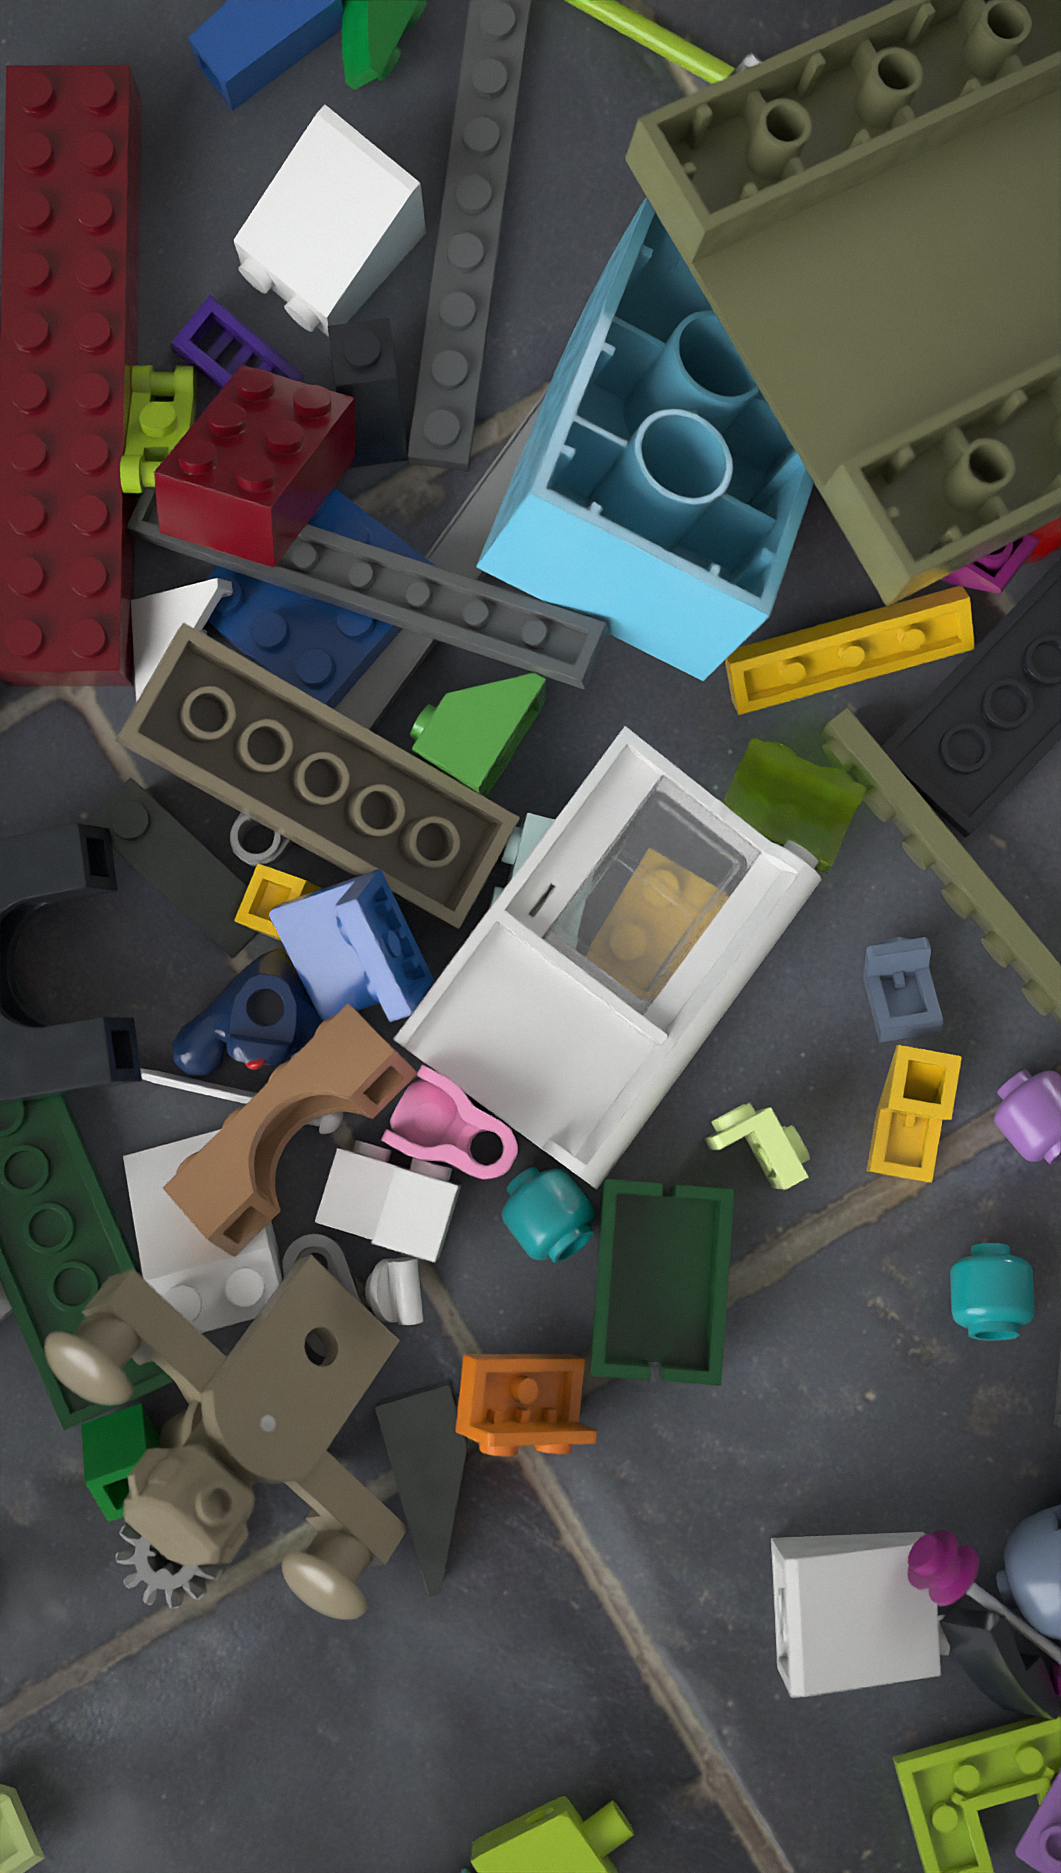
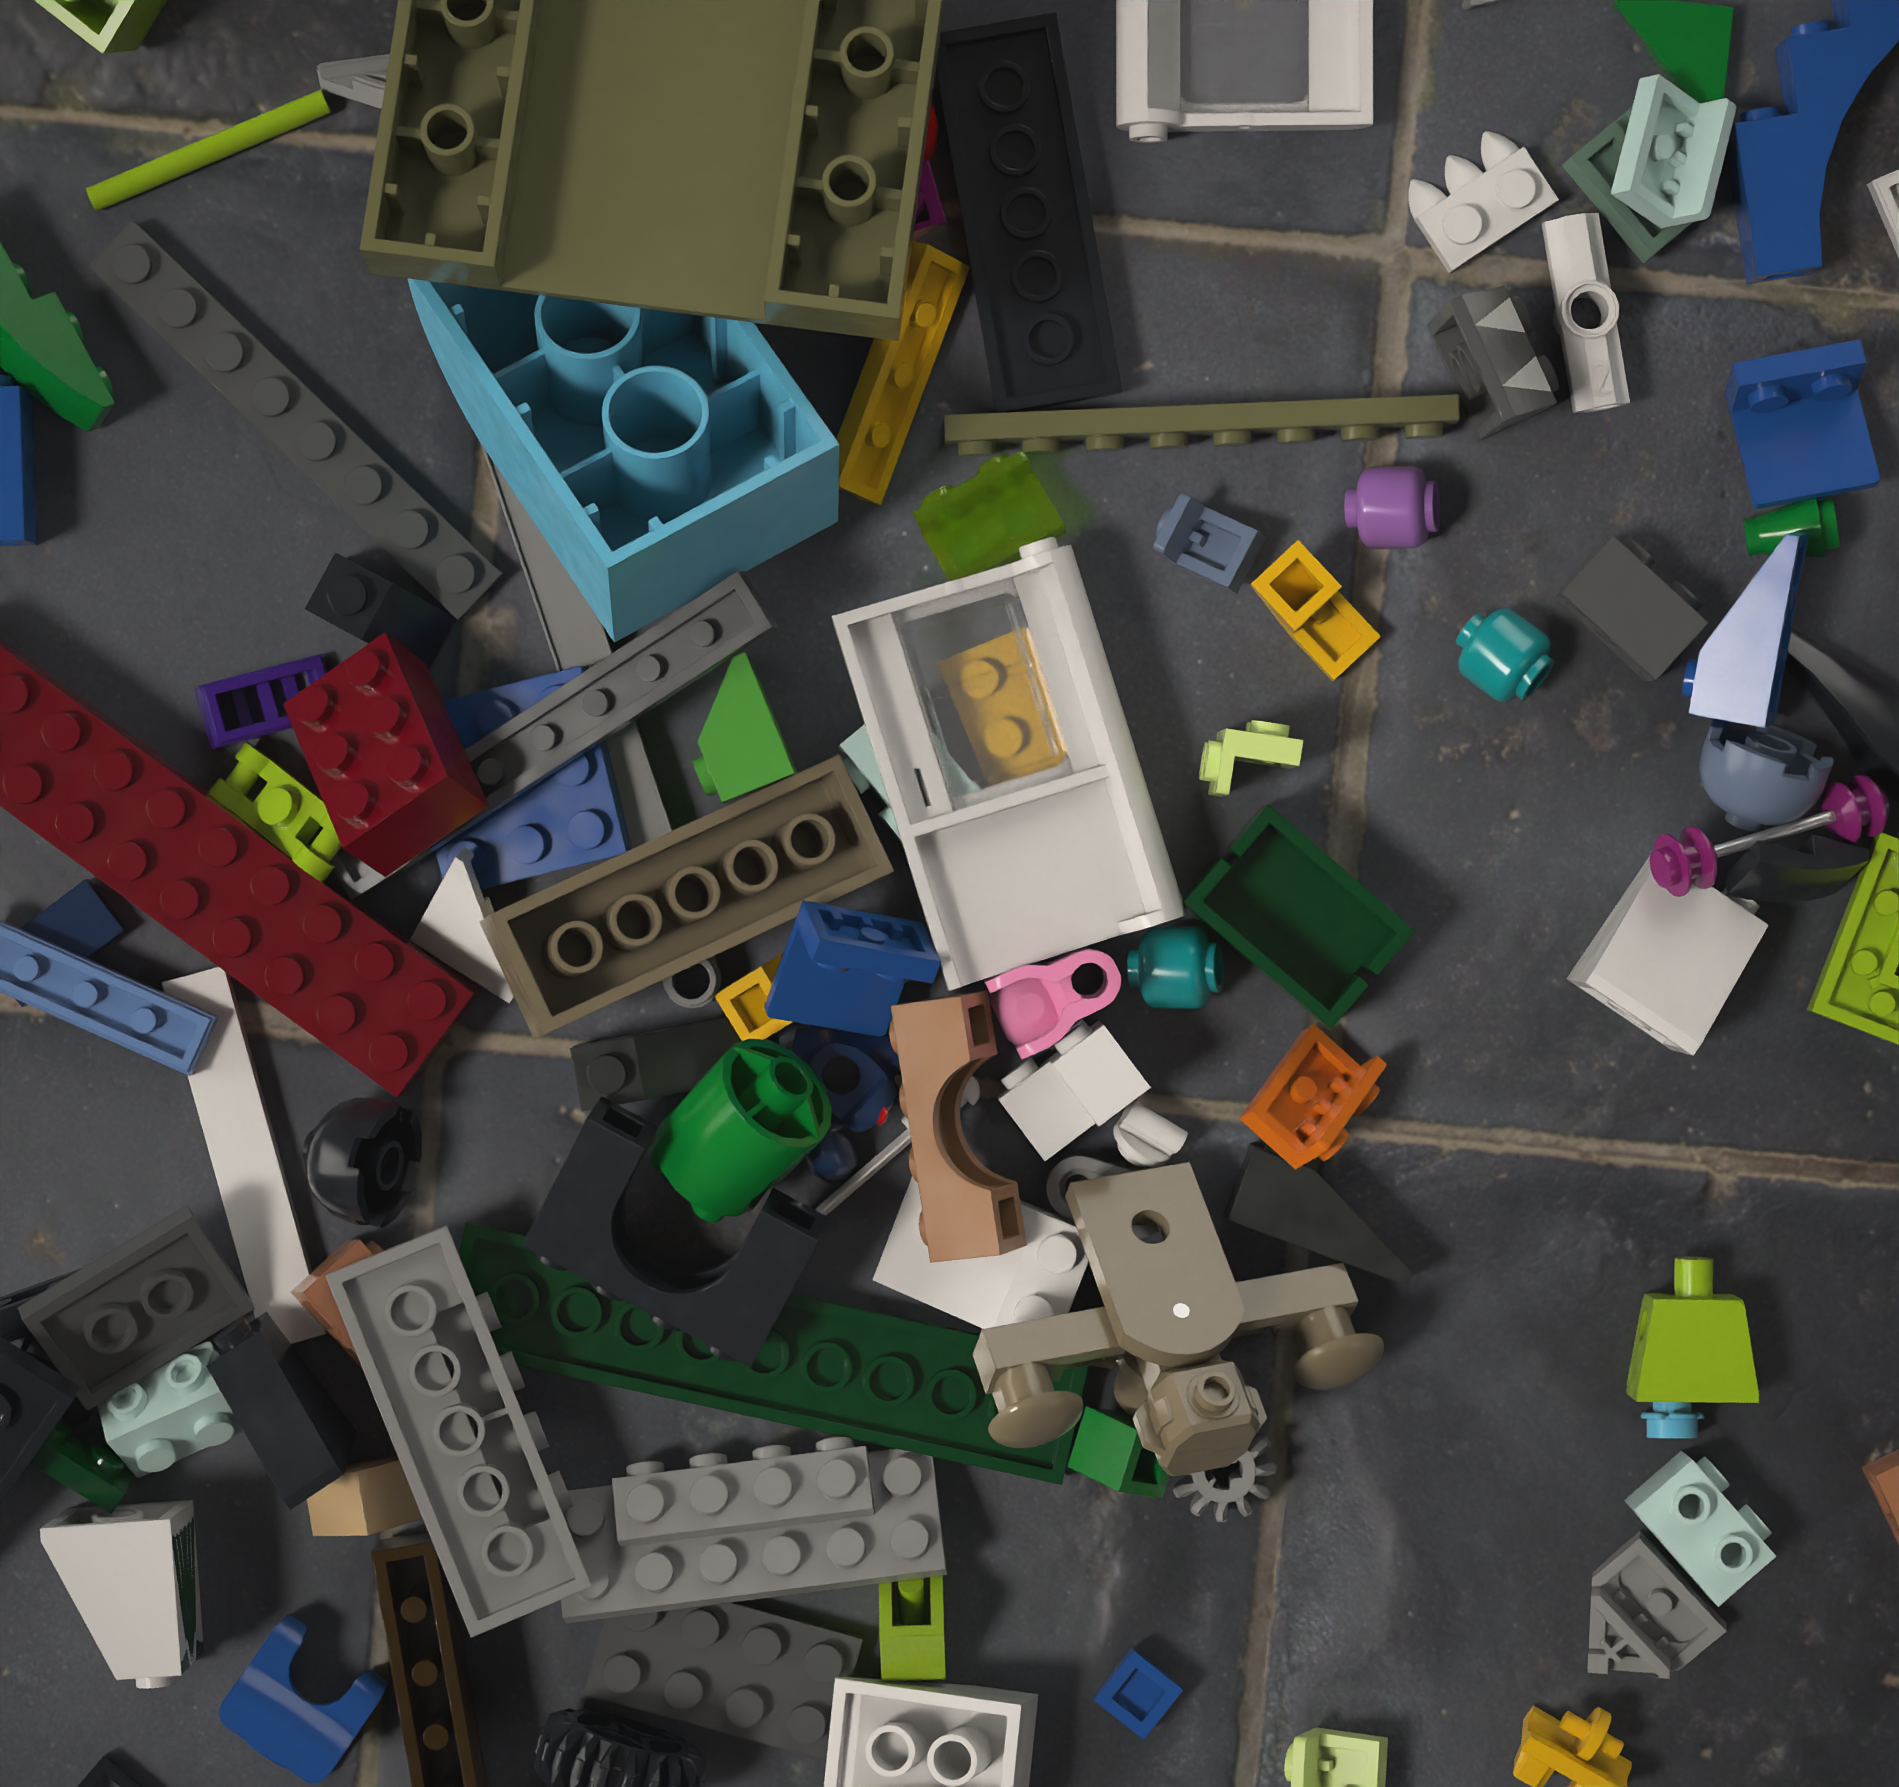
camera: 55 degrees left, 5 degrees up
(163, 958) = (741, 1129): none -> green cylinder
(330, 224) = (215, 543): white slope -> none

